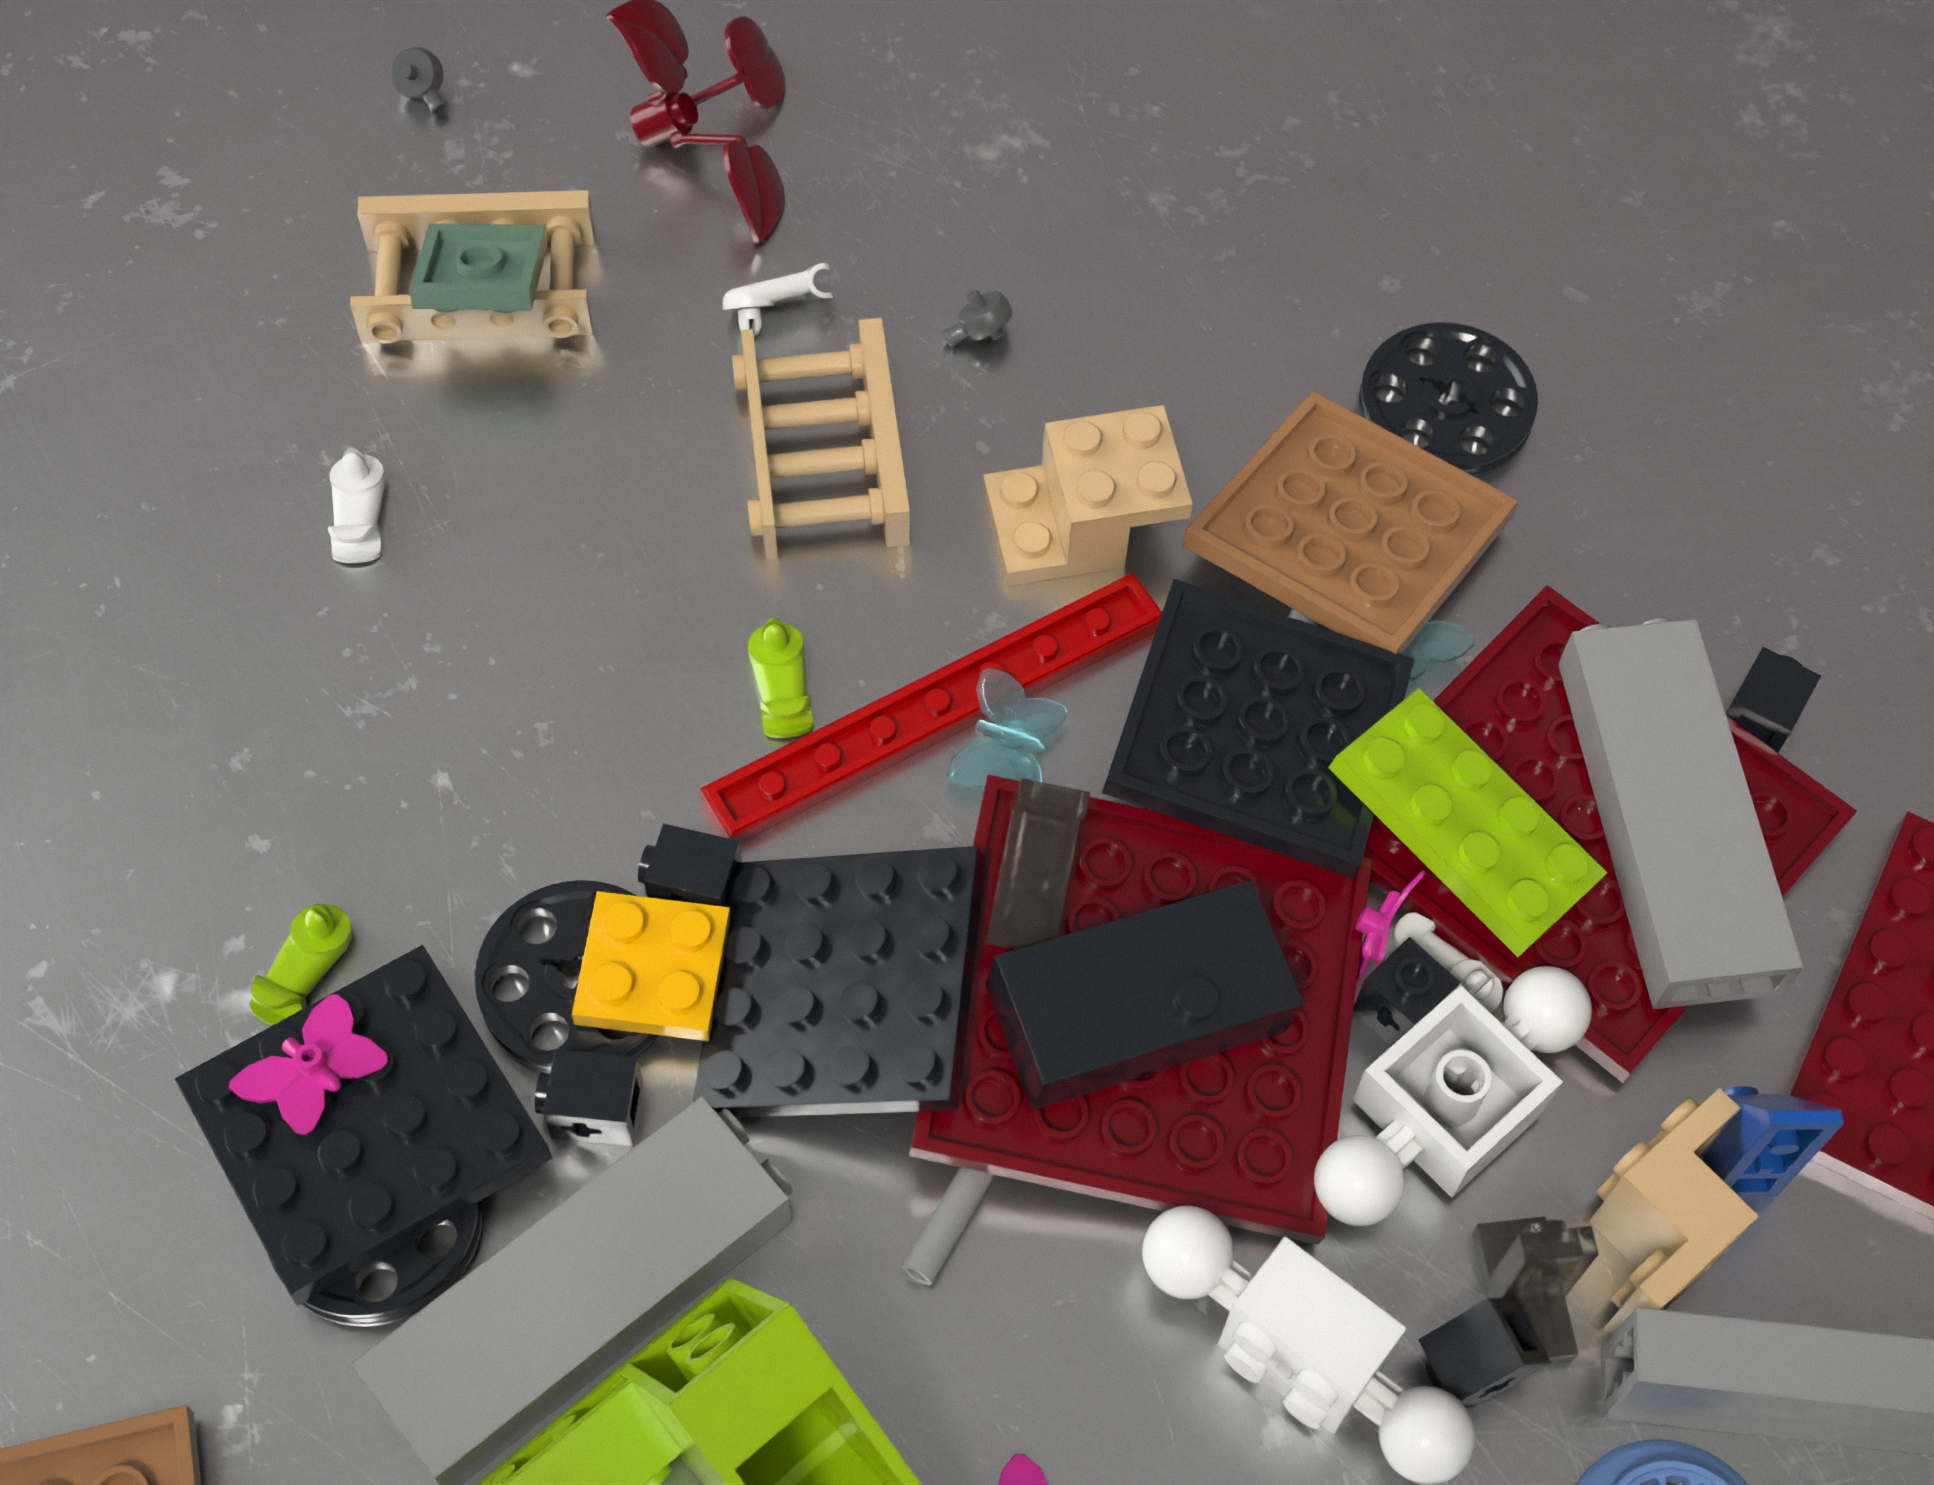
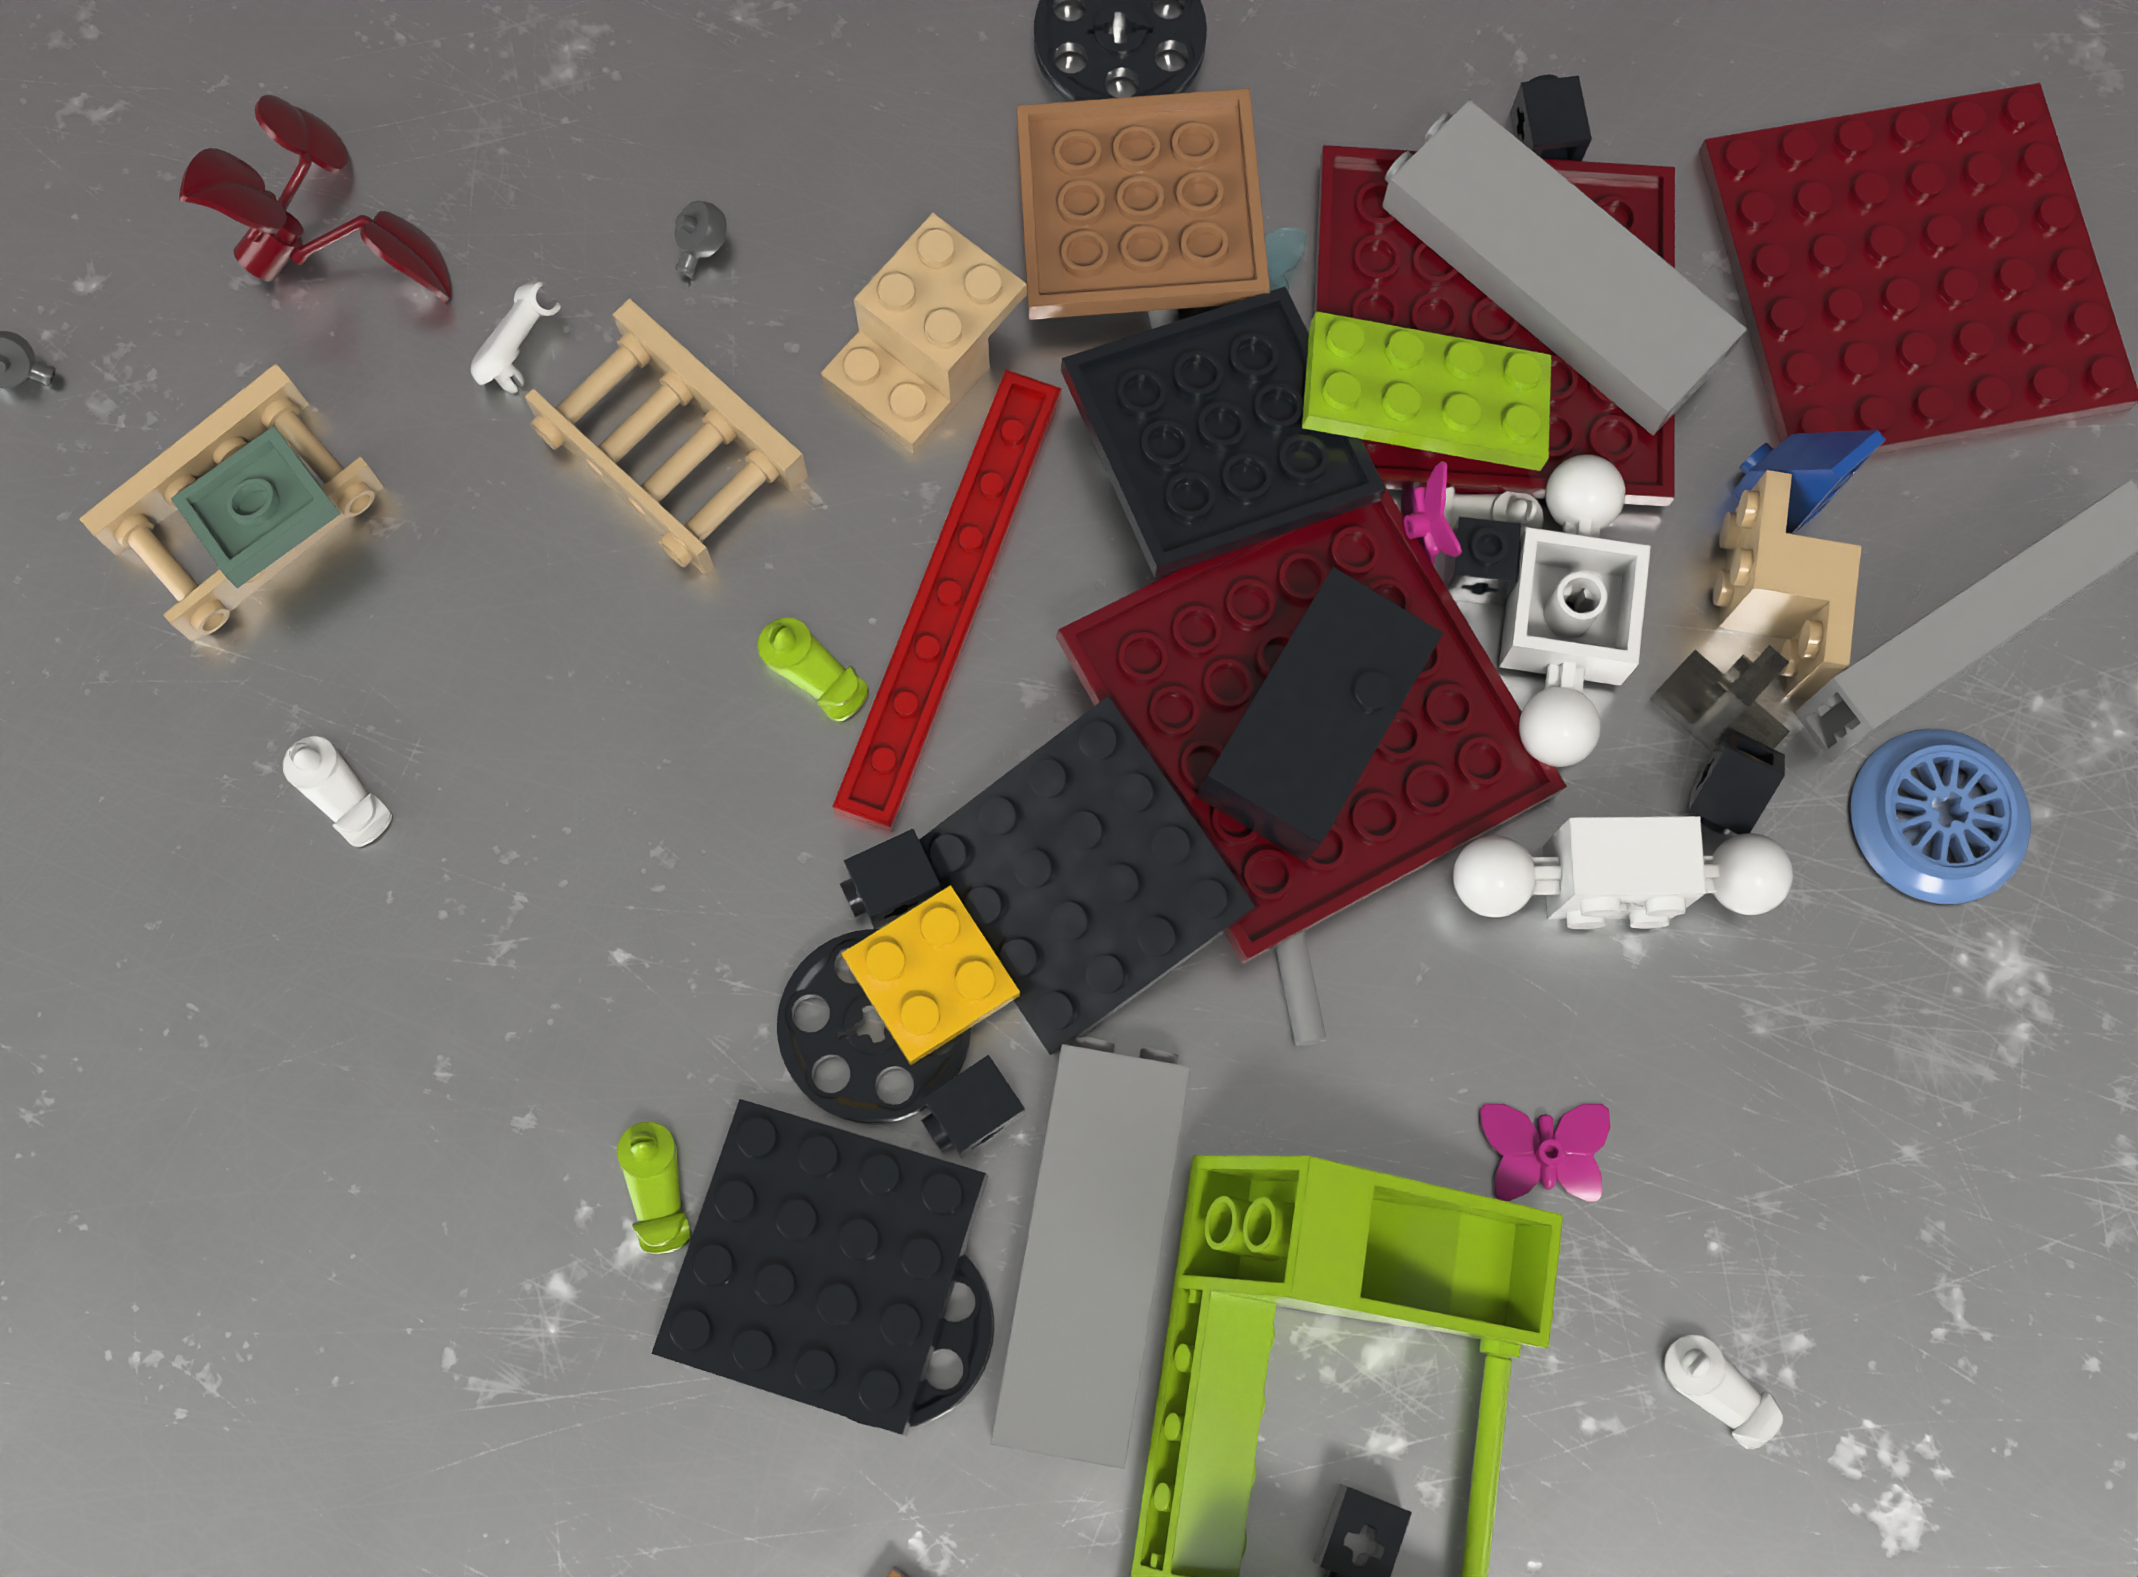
camera: 40 degrees left, 15 degrees up
(301, 1081) = (759, 1263): dark pink piece -> none
(1013, 736) = (1033, 578): clear light blue piece -> none
(1035, 863) = (1164, 674): clear smoke bracket -> none

